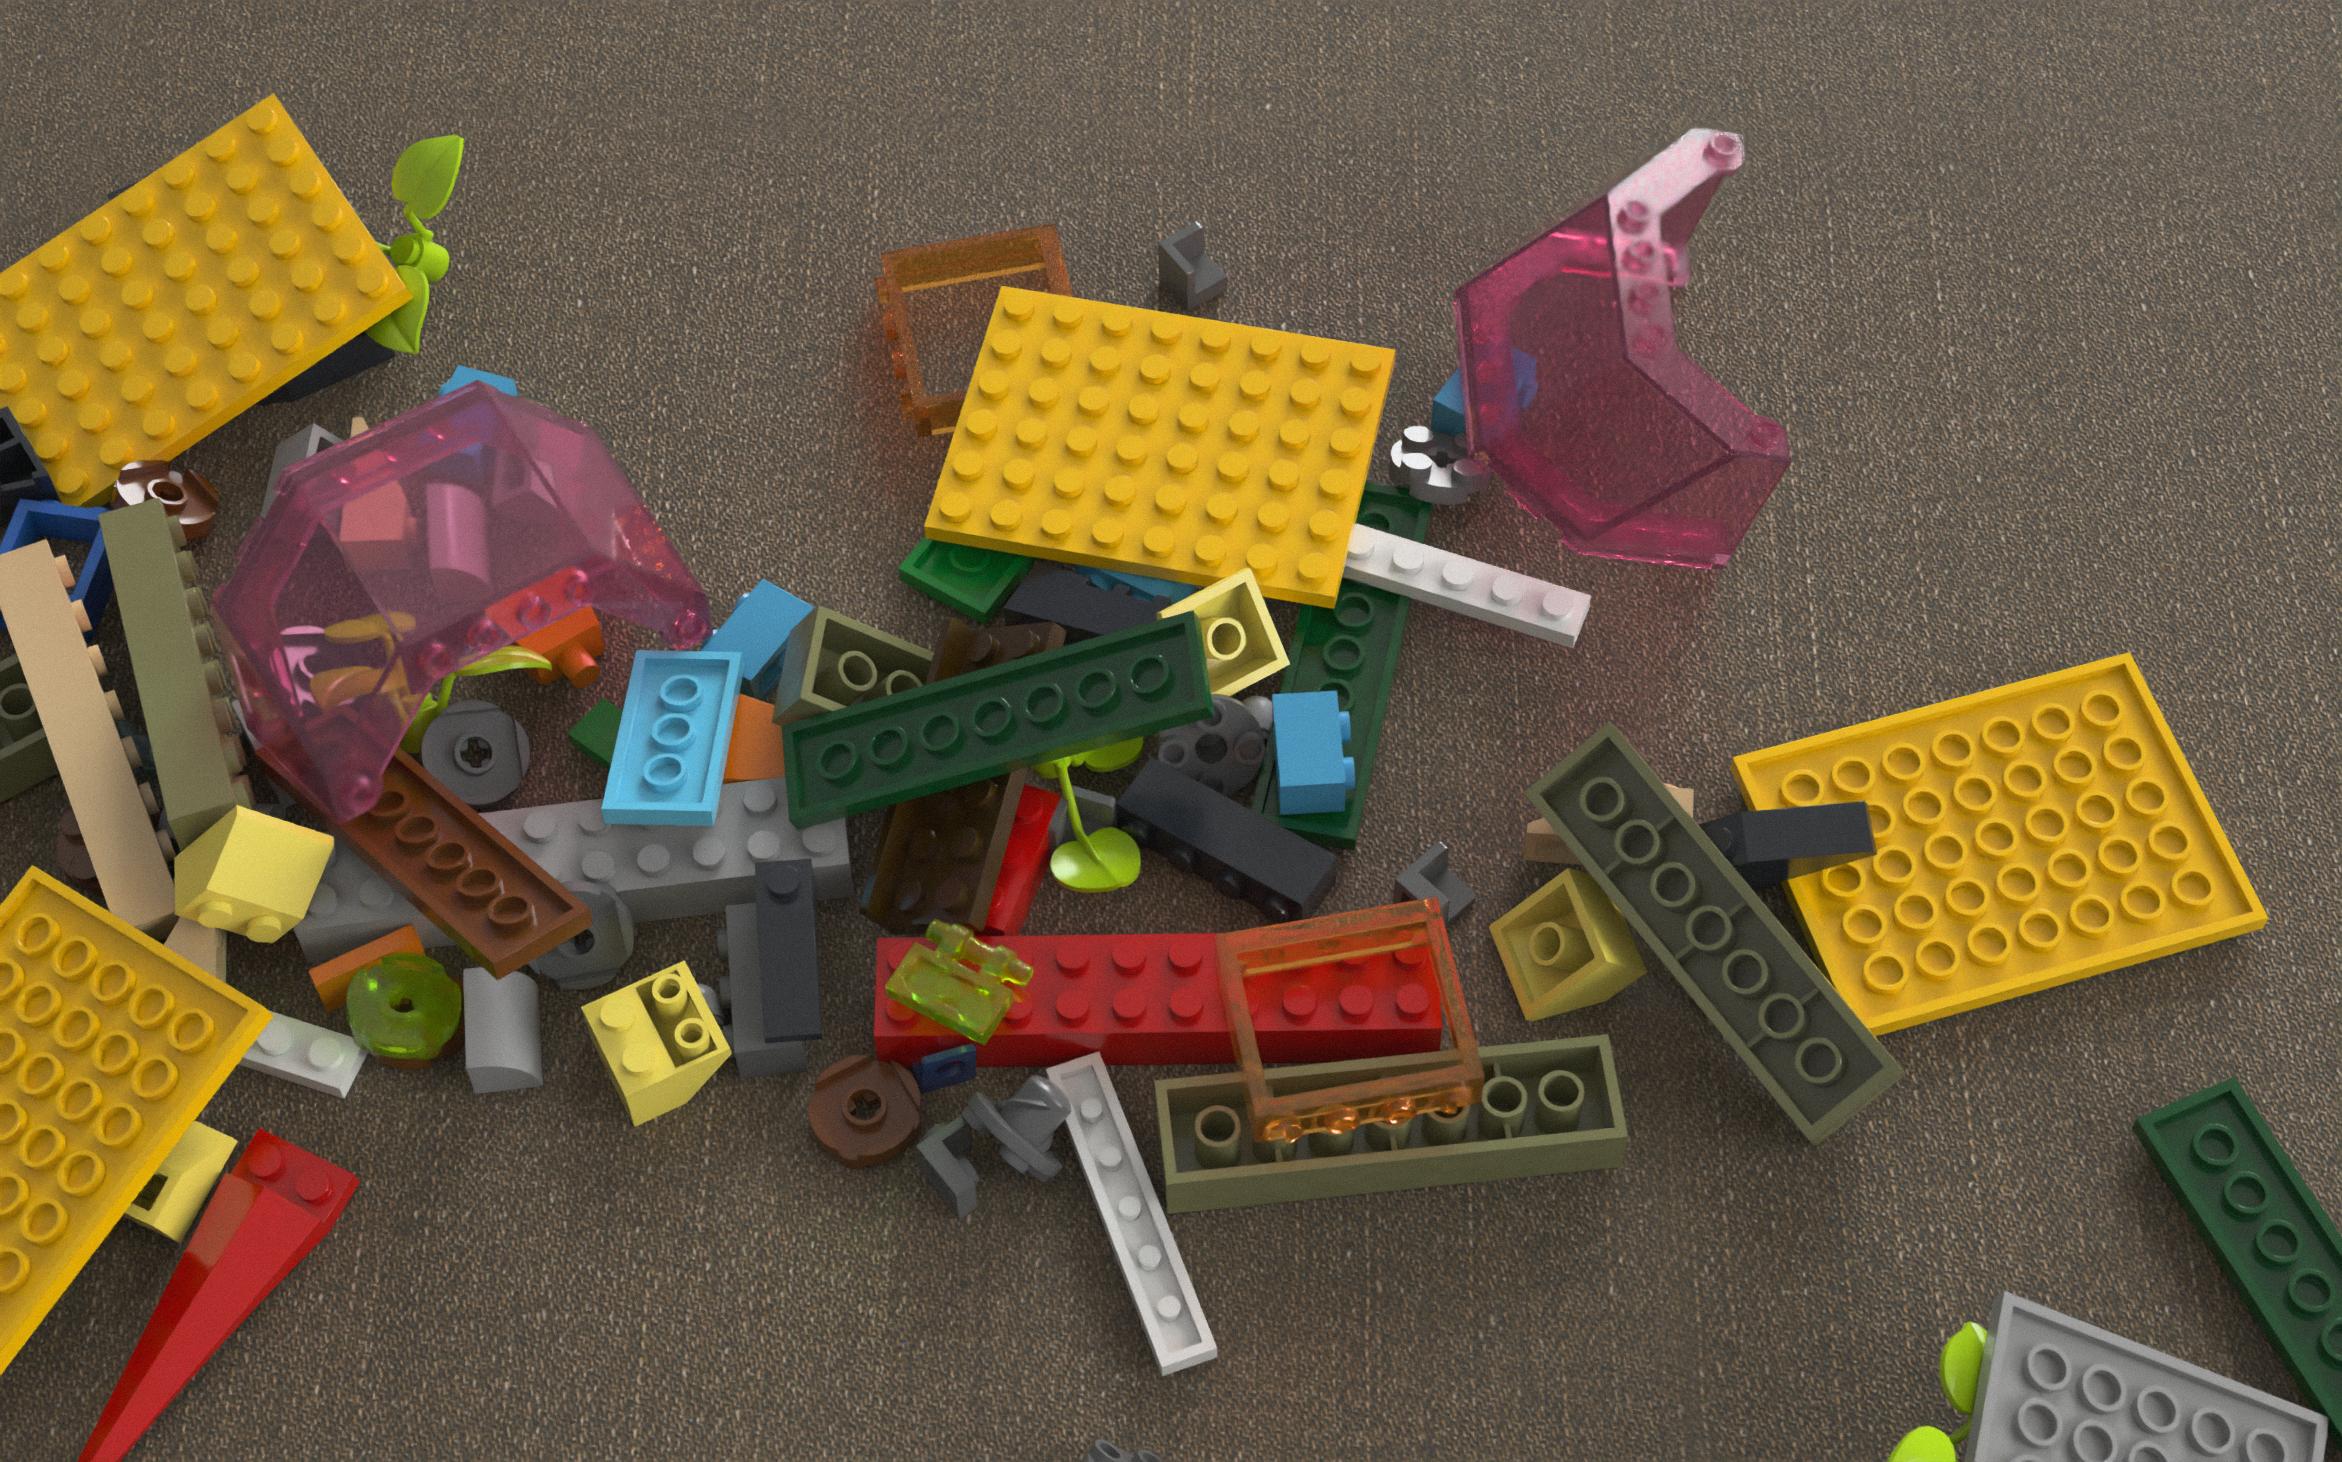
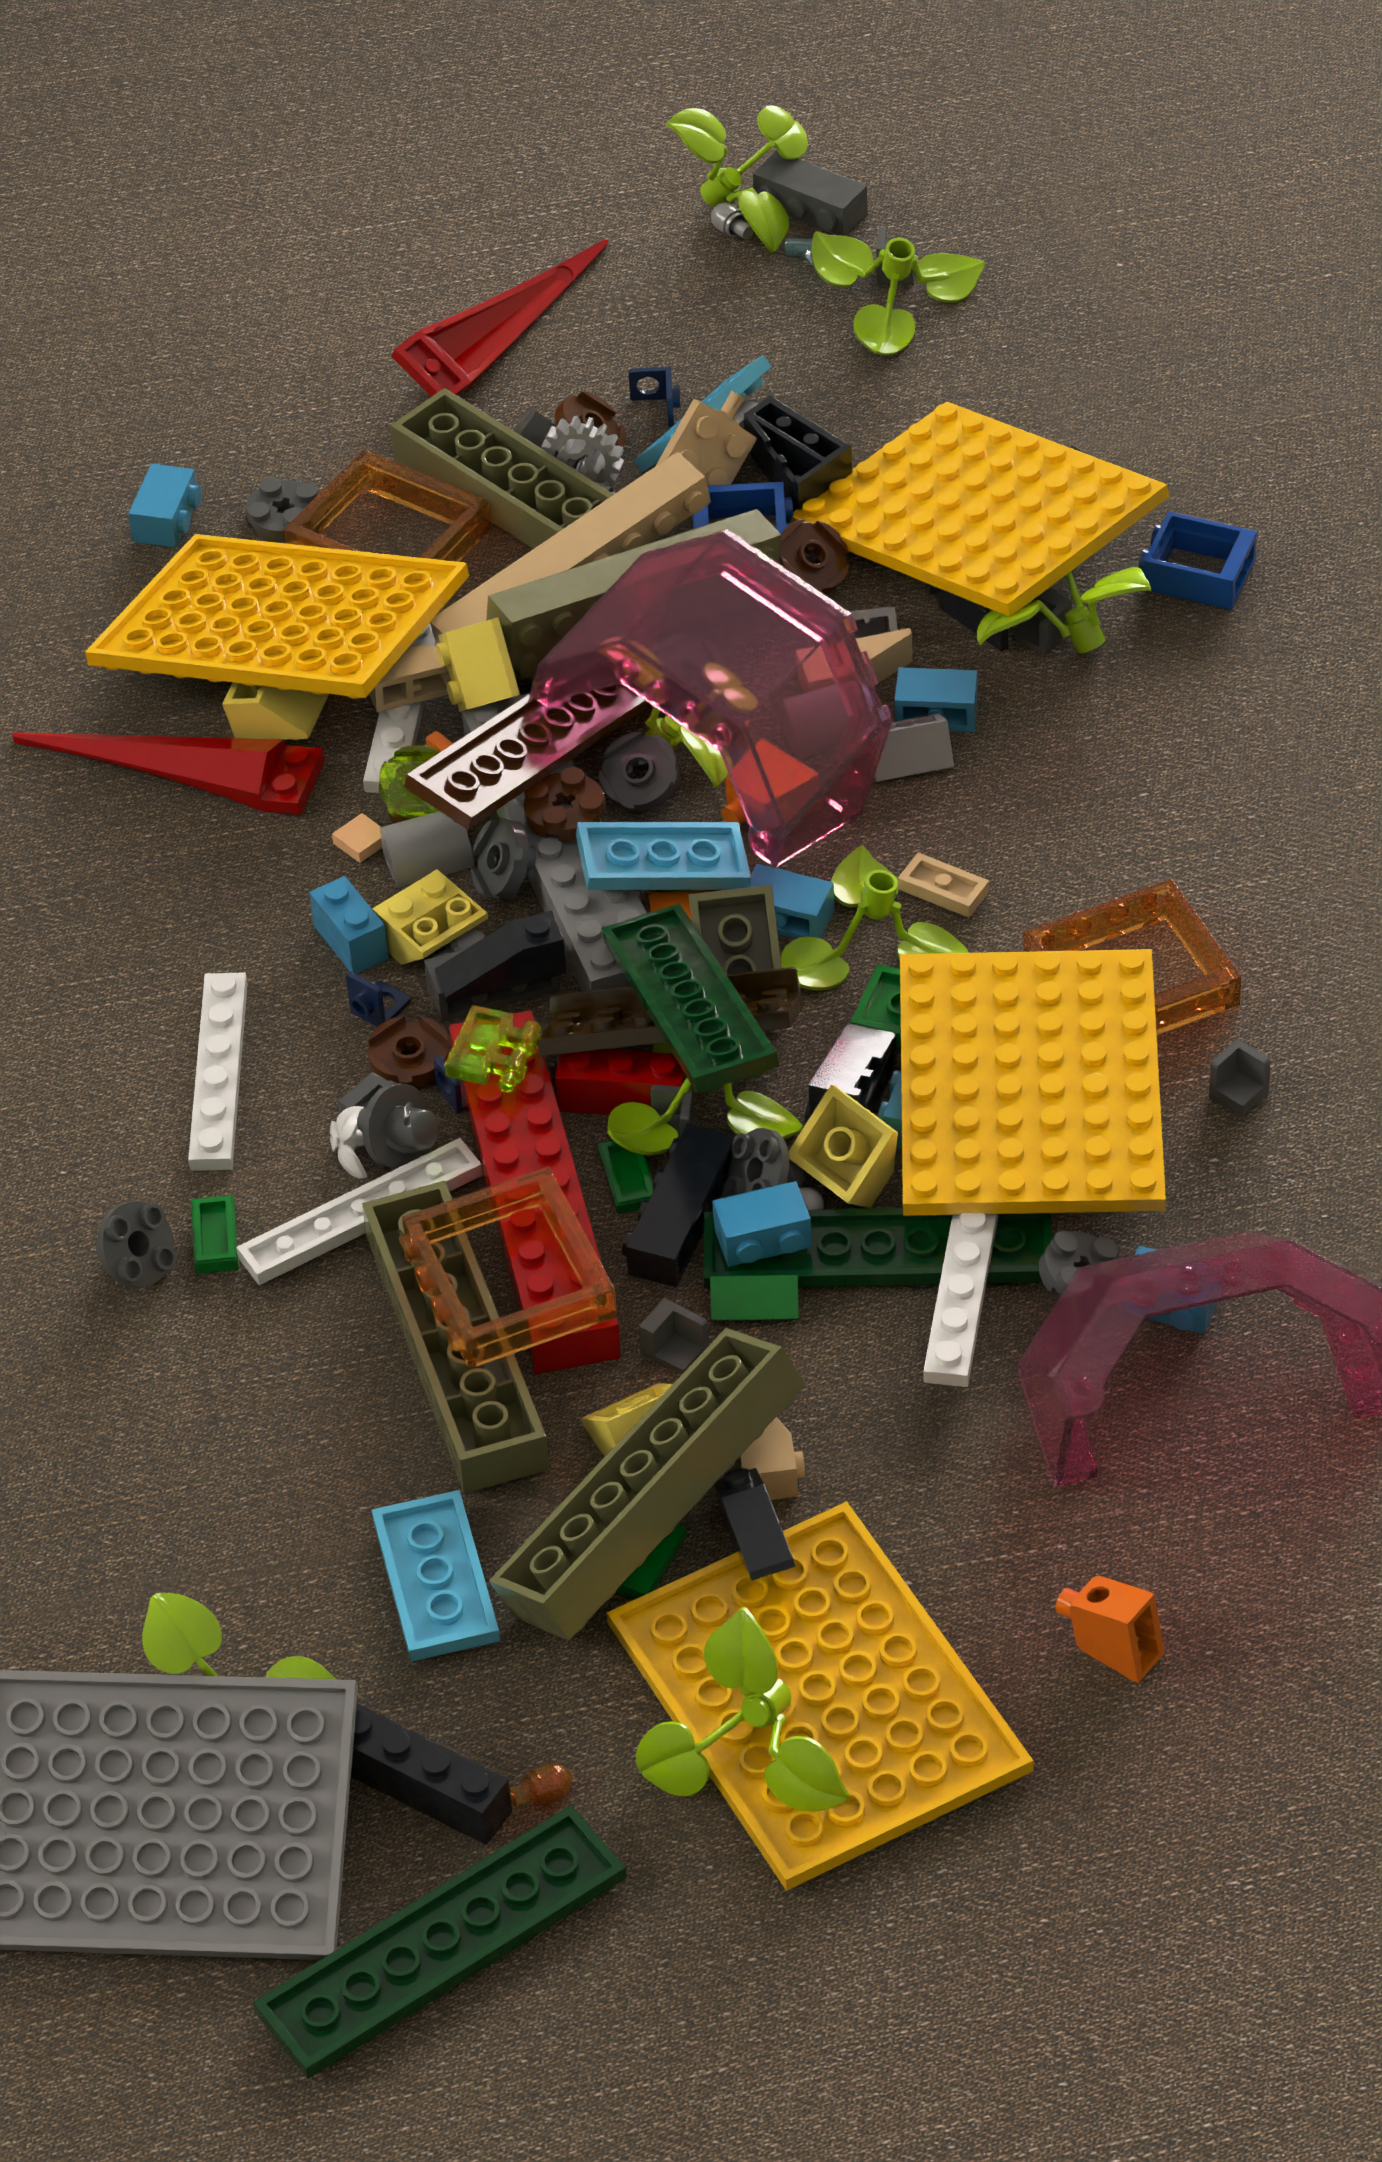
camera: 80 degrees right, 10 degrees down
(374, 93) = (1205, 538): none -> blue window
(441, 1111) = (359, 838): none -> light nougat tile
(549, 802) = (566, 787): none -> reddish brown plate
(617, 1142) = (349, 925): none -> dark azure brick
(764, 1142) = (367, 999): none -> dark blue bracket
(782, 482) = (943, 885): none -> tan plate
(813, 1354) = (218, 1072): none -> white plate
(876, 519) = (872, 888): none -> lime plant
(1006, 1192) = (346, 1138): none -> white plant
(1110, 1400) = (214, 1234): none -> green tile
(1147, 903) = (626, 1176): none -> green tile
(1393, 795) = (754, 1297): none -> green tile
(1755, 1215) = (435, 1575): none -> medium azure plate
(1963, 536) = (1115, 1625): none -> orange torso
(2068, 844) = (743, 1658): none -> lime plant
(2090, 1150) = (543, 1785): none -> clear orange cylinder
(2093, 1247) = (429, 1776): none -> black brick

